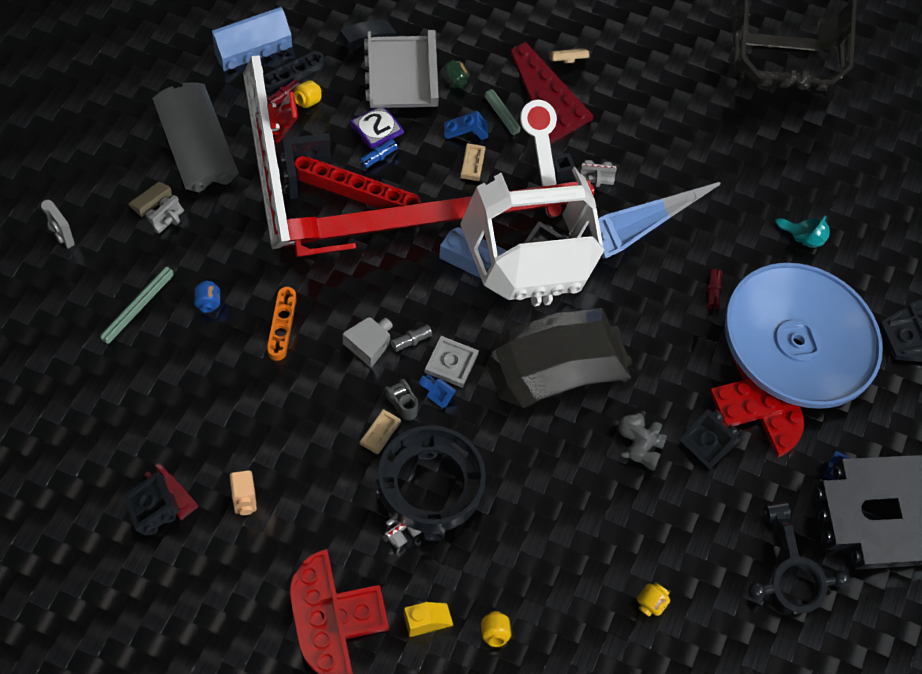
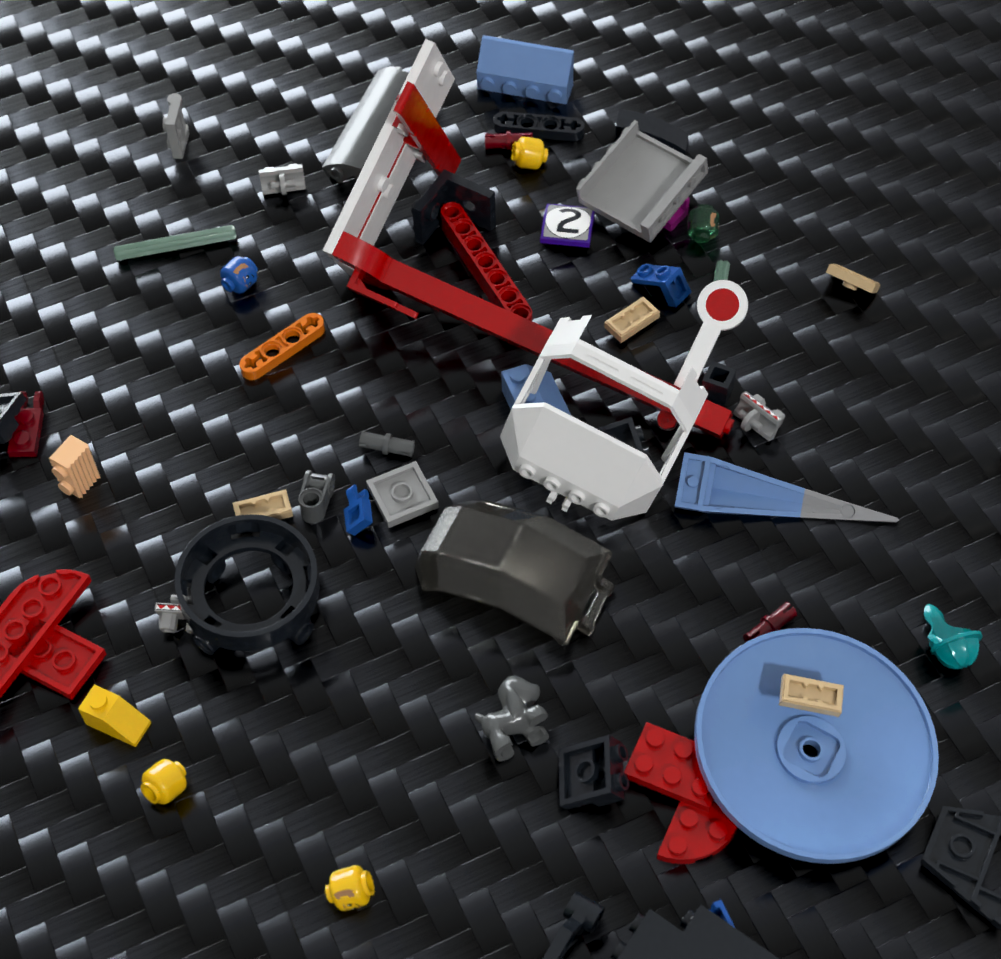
camera: 50 degrees right, 5 degrees down
(150, 198) = (284, 158): dark tan slope -> none
(368, 339) = (343, 415): light grey torso -> none
(378, 153) = (542, 251): blue pin -> none
(546, 86) = (788, 313): dark red wing -> none
(785, 310) = (811, 695): none -> tan plate

